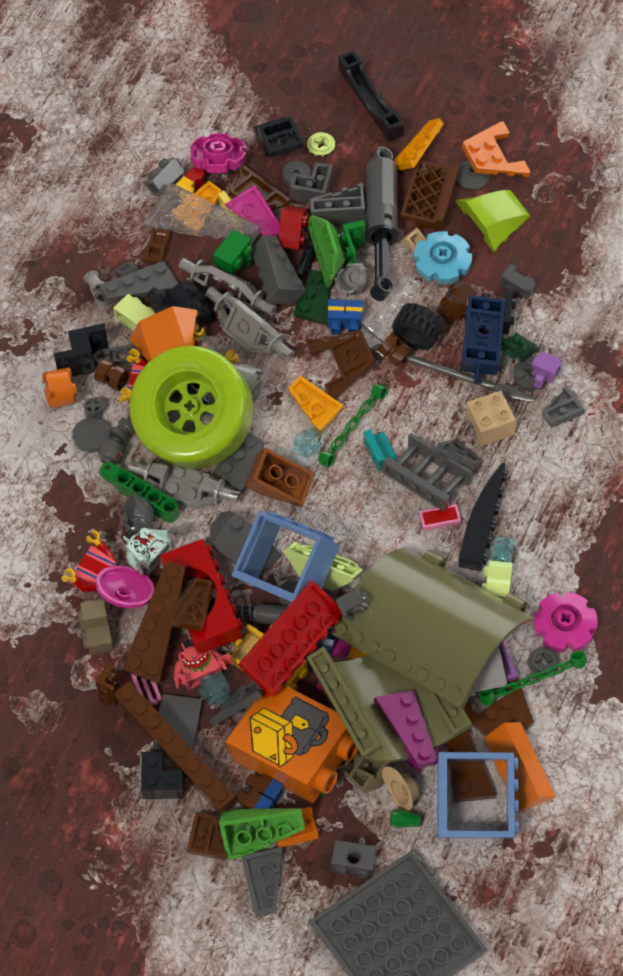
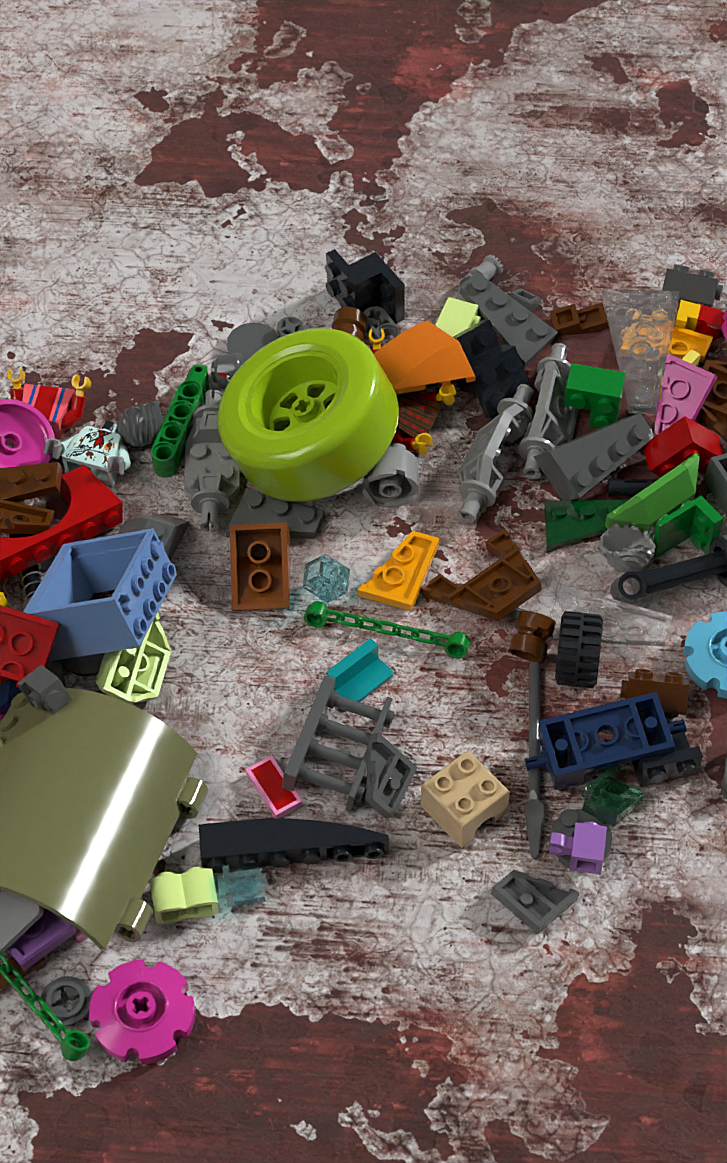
camera: 70 degrees right, 5 degrees down
(58, 388) = (300, 283): orange brick -> none
(338, 319) = (567, 561): blue hips -> none

